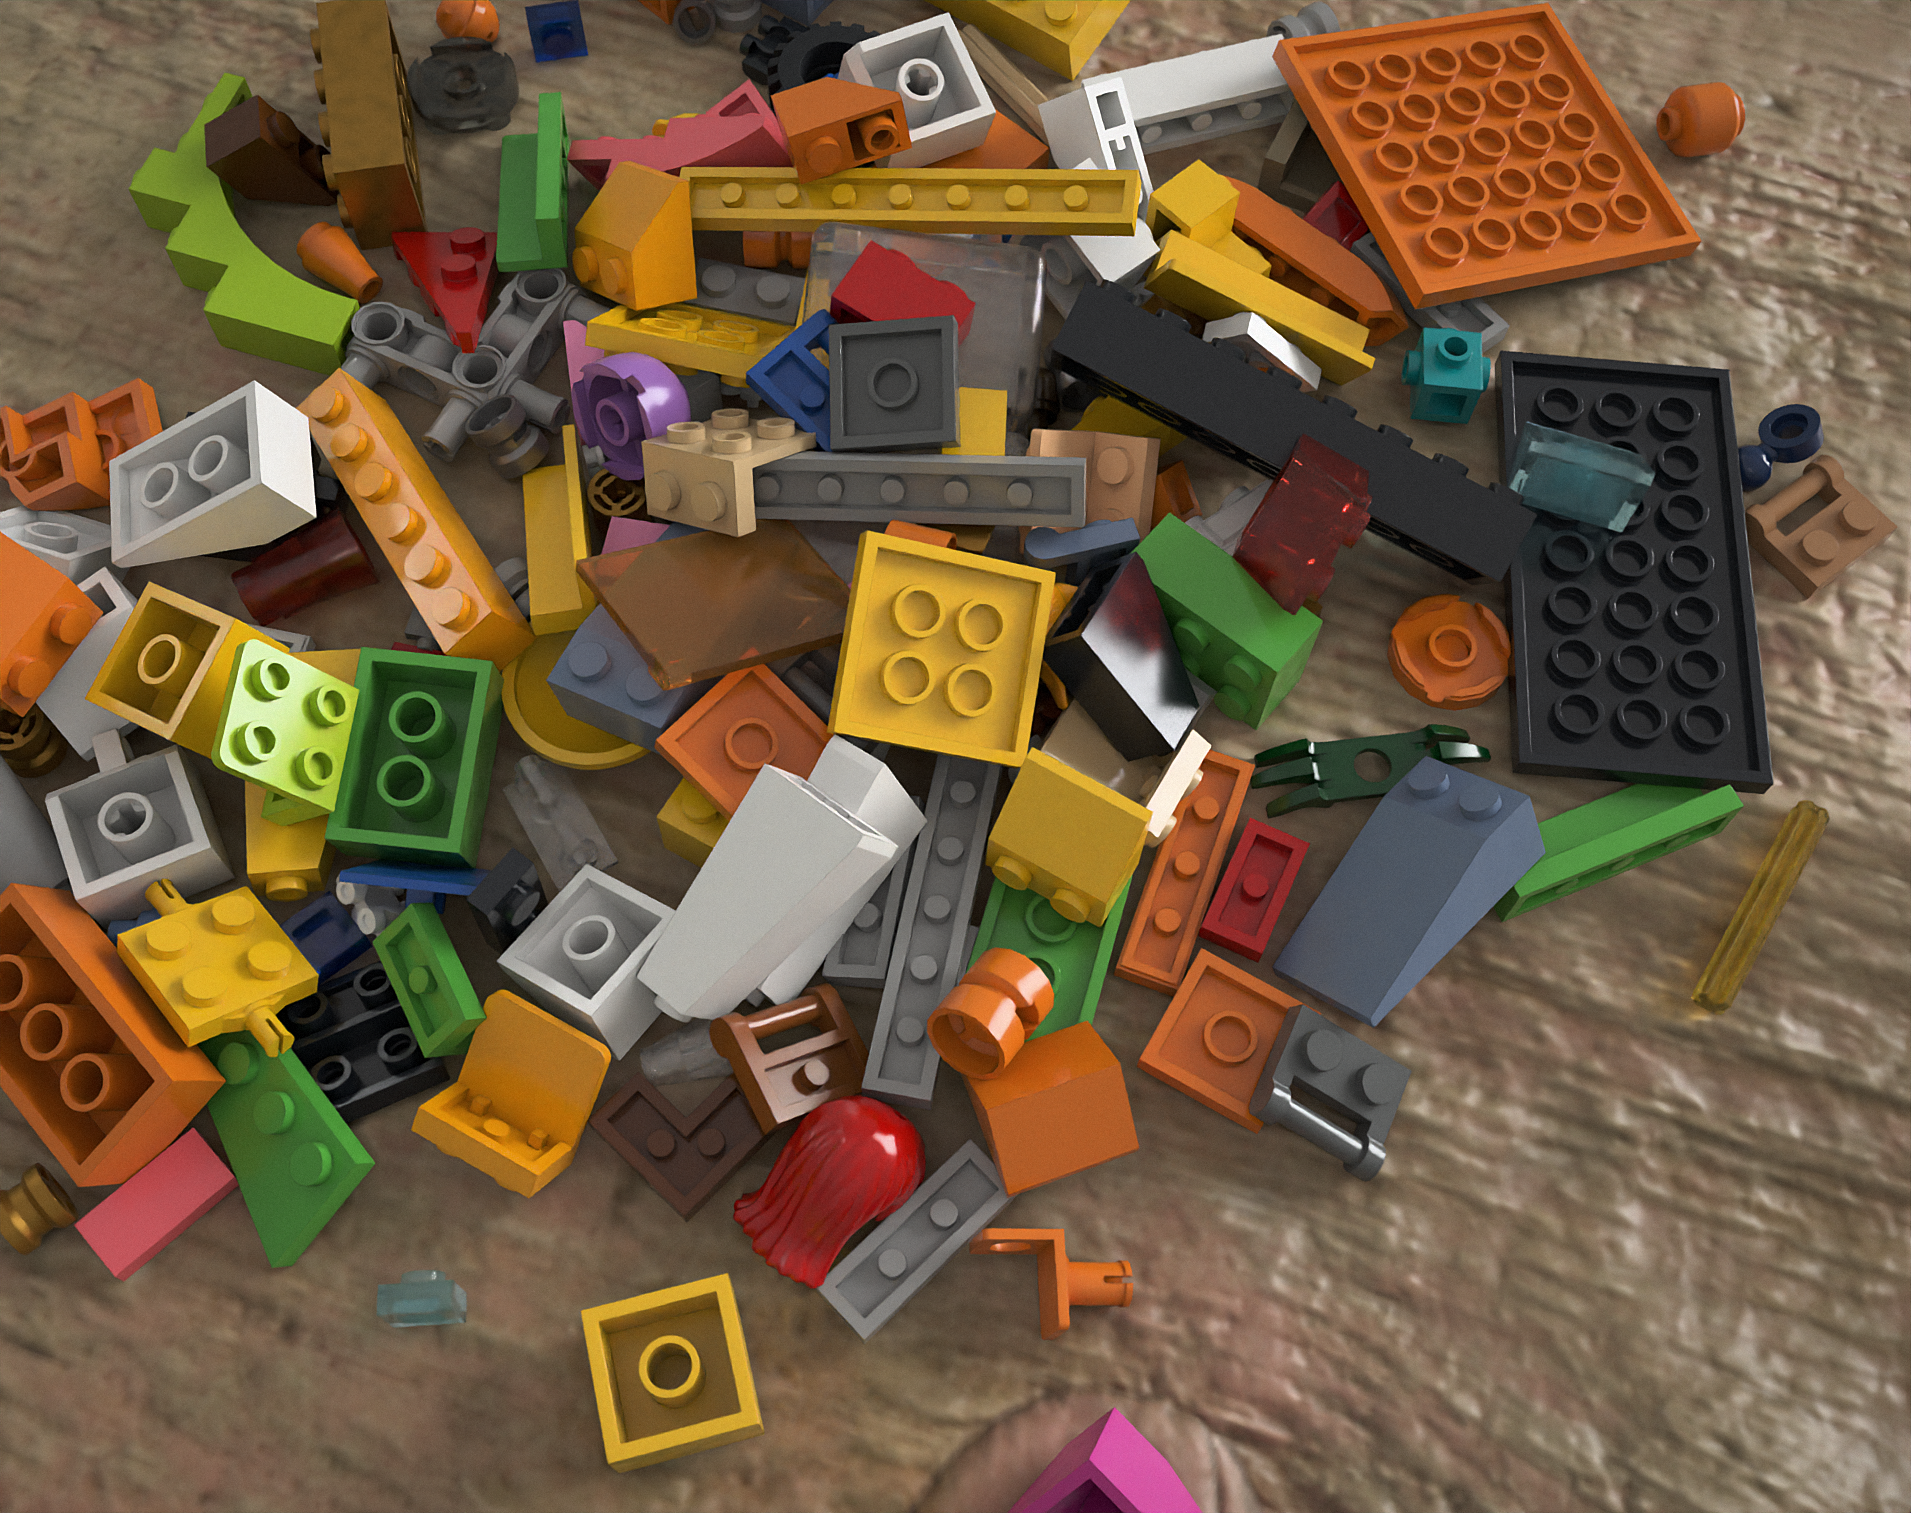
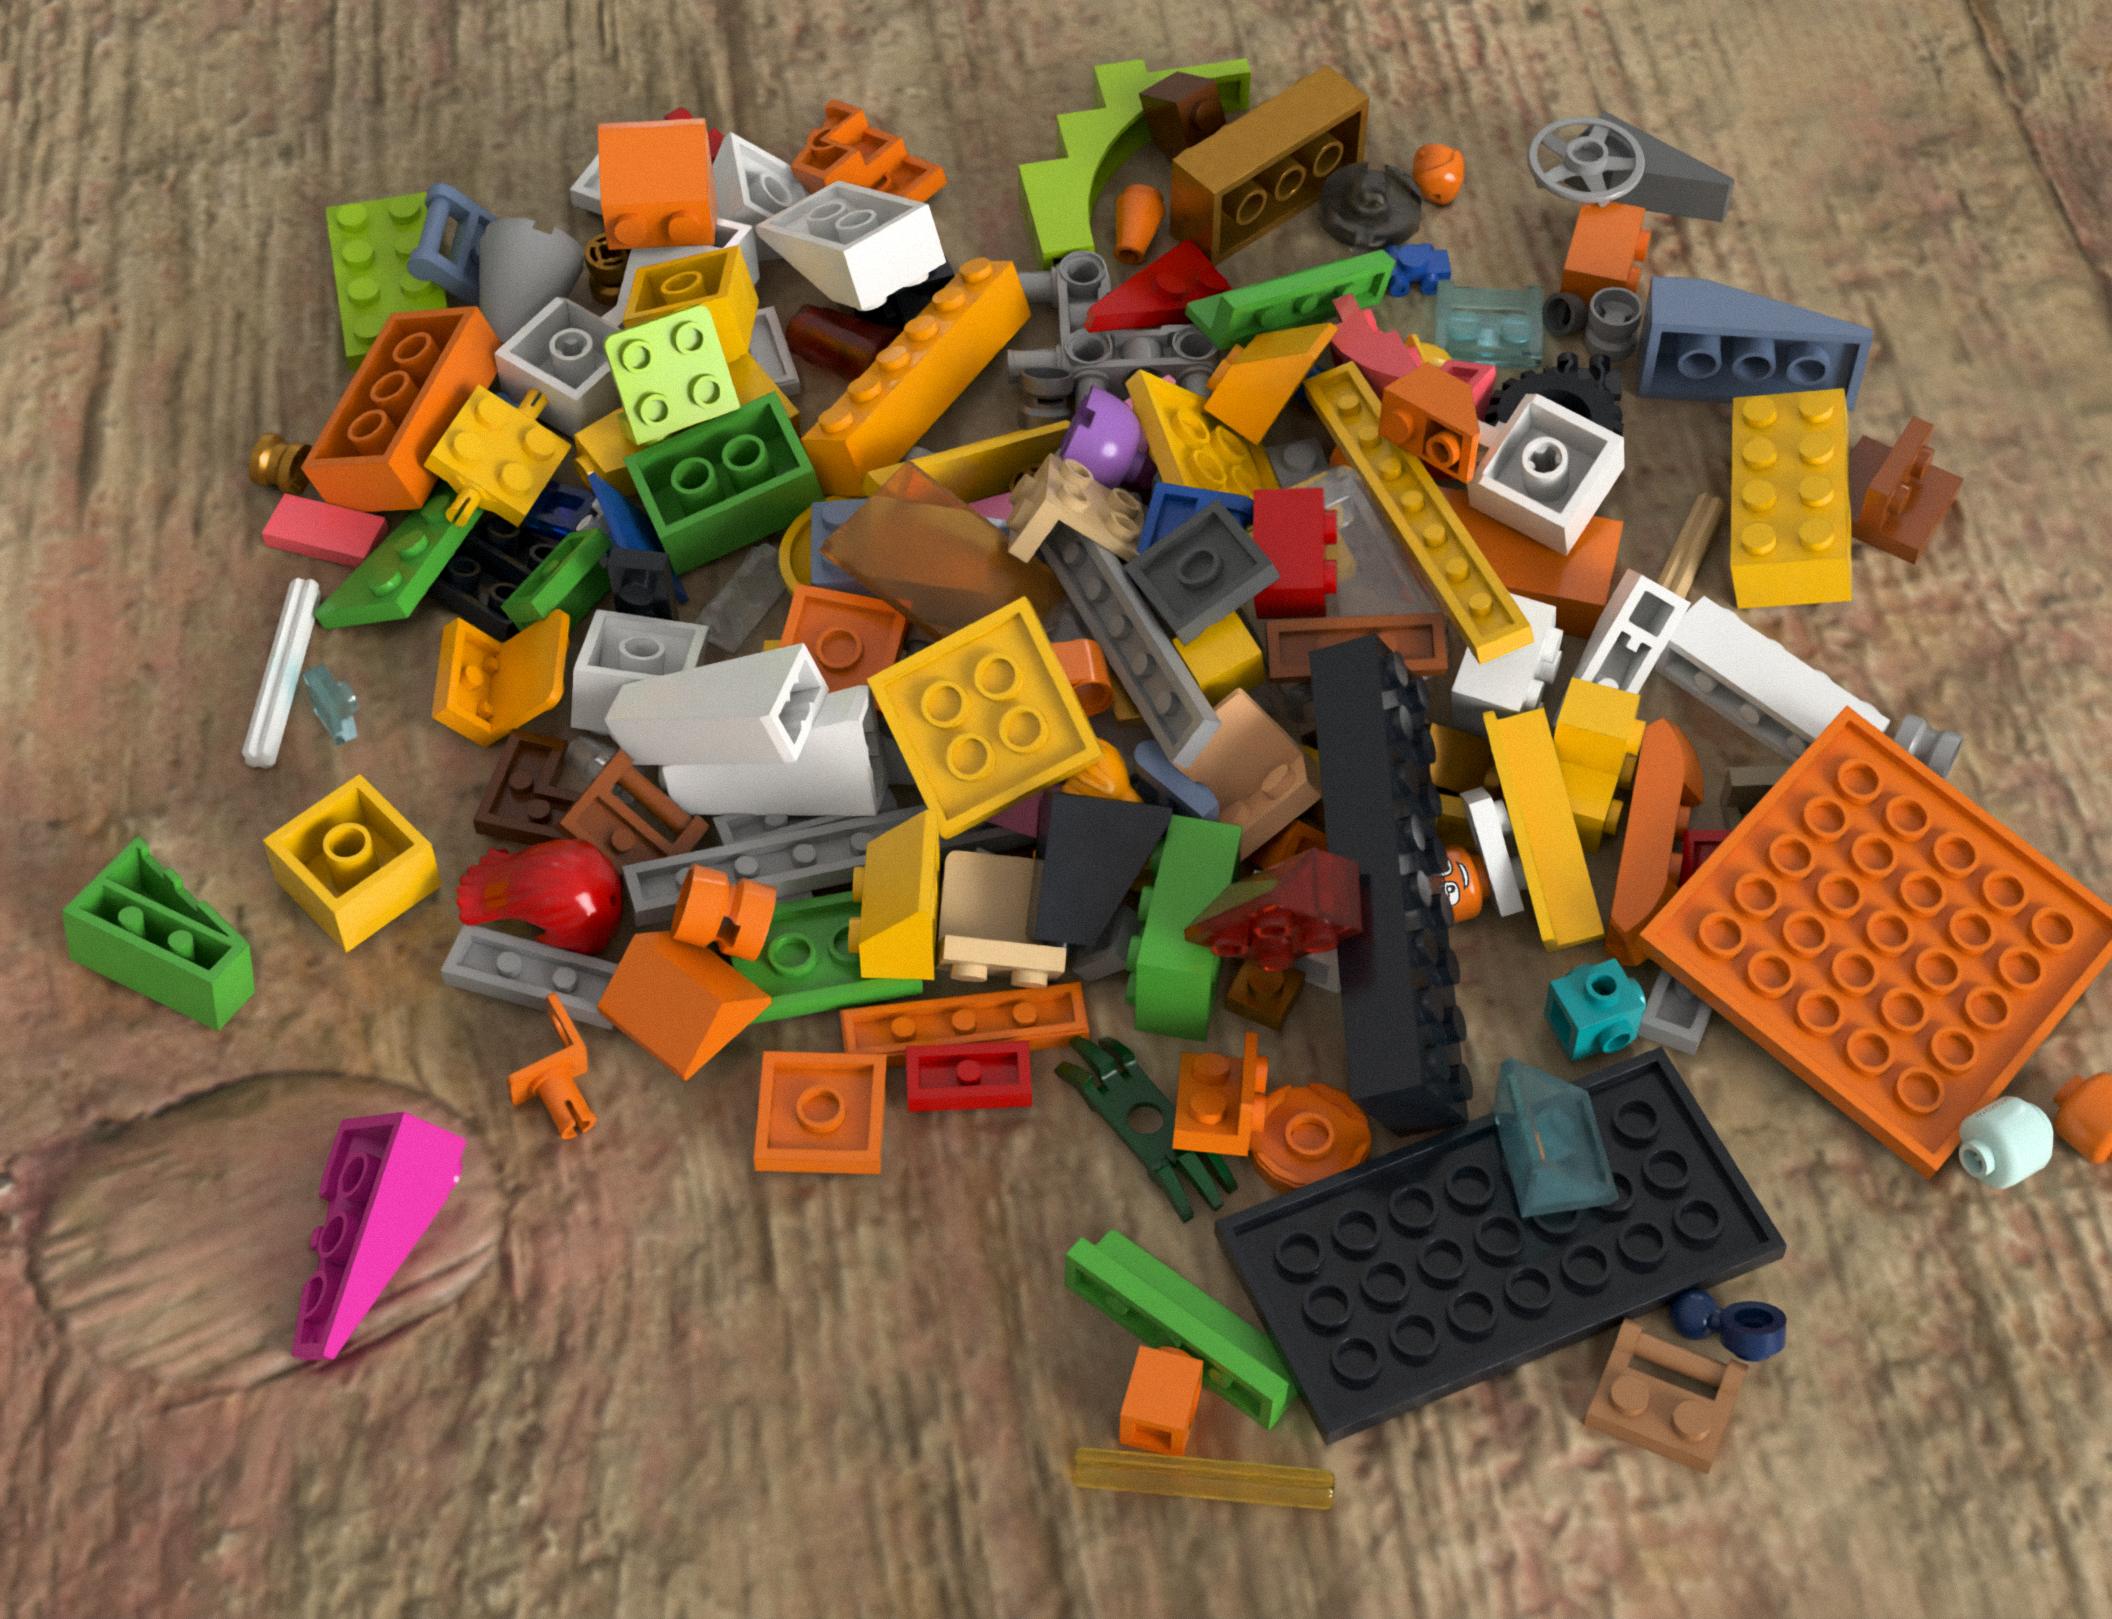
camera: 65 degrees right, 10 degrees down
(332, 1340) = (281, 674): none -> white axle
(556, 31) = (1471, 233): clear blue plate -> none
(561, 78) = (1417, 264): none -> blue piece
(672, 86) = (1490, 337): none -> clear light blue plate
(1030, 323) = (1414, 635): none -> dark orange plate
(1338, 1073) = (833, 1194): dark grey plate -> none
(1396, 691) = (1218, 1100): none -> orange bracket
(1411, 888) = (1048, 1175): sand blue slope -> none
(1682, 897) = (1161, 1400): none -> orange brick
(1699, 183) = (2005, 1142): none -> light aqua head

